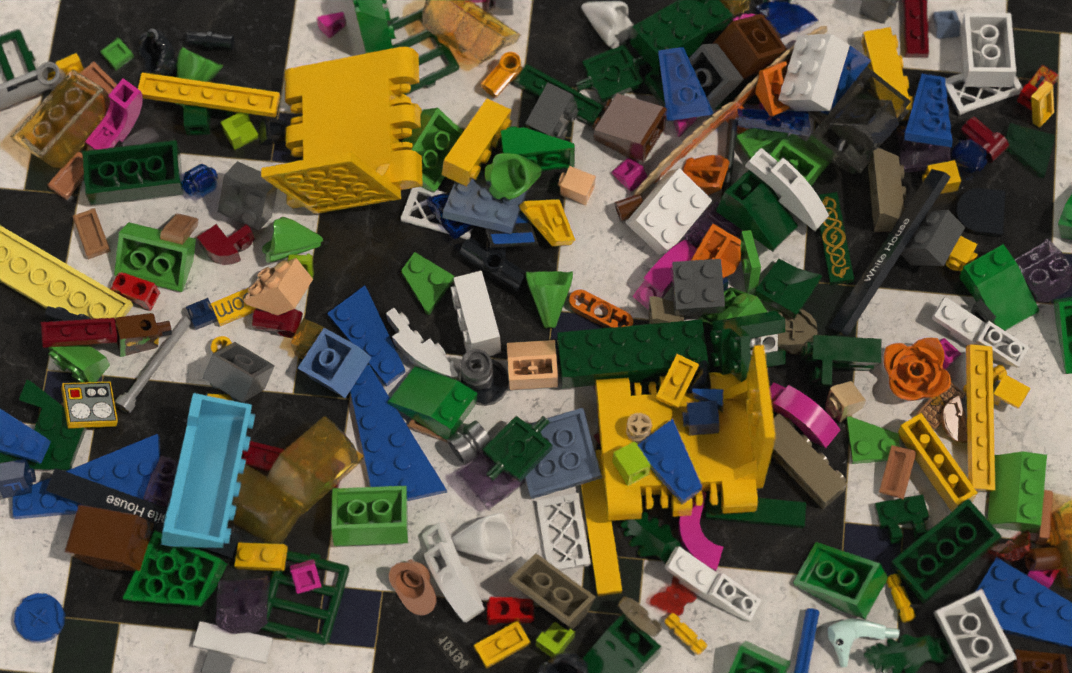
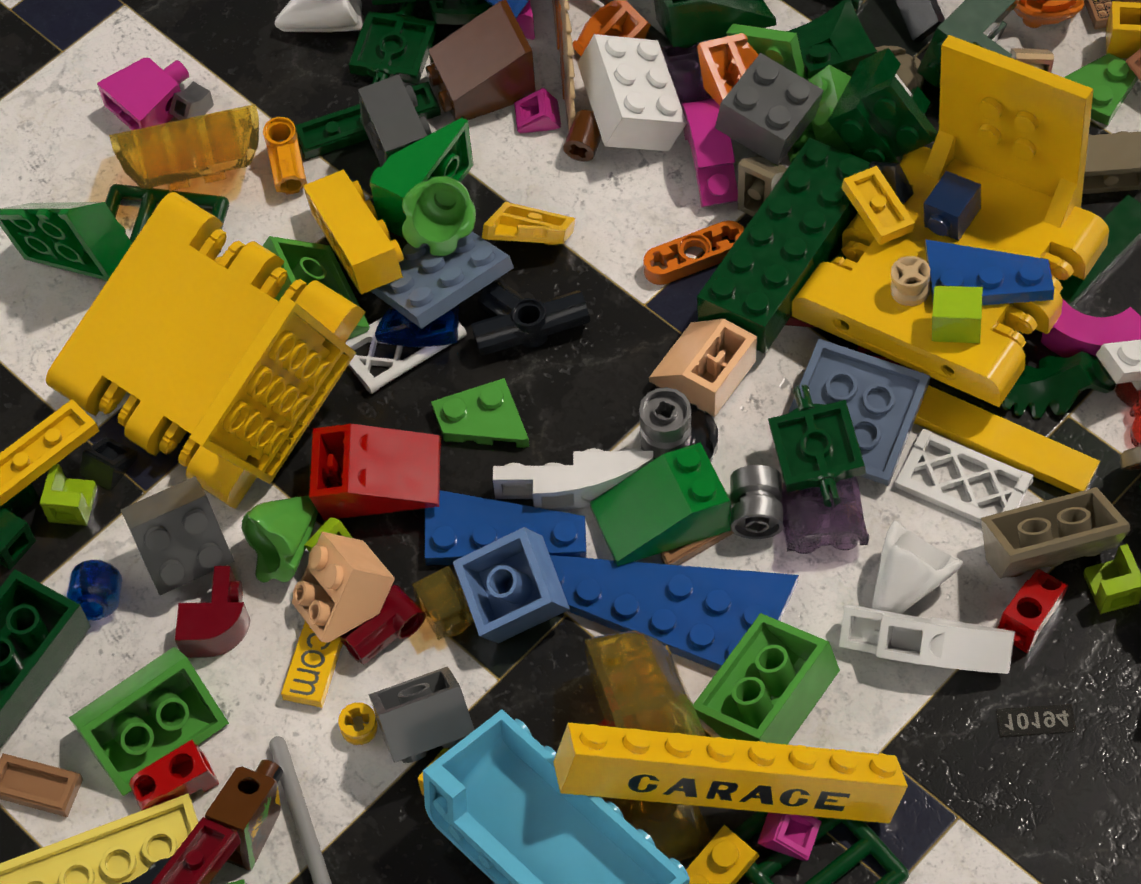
camera: 50 degrees left, 10 degrees down
(179, 228) = (140, 657): medium nougat tile -> none
(201, 313) = (284, 717): dark blue tile -> none
(298, 528) = (728, 773): none -> yellow brick
(331, 23) = (29, 296): dark pink slope -> none
(351, 255) = (373, 470): none -> red slope
(413, 586) = (914, 701): nougat piece -> none
(475, 313) = (587, 377): white brick -> none
(502, 644) = (1074, 649): yellow plate -> none
(521, 236) = (525, 263): piece -> none
(549, 293) = (627, 284): bright green hat -> none
(577, 185) = (505, 170): light nougat brick -> none
(710, 395) = (923, 185): blue piece -> none

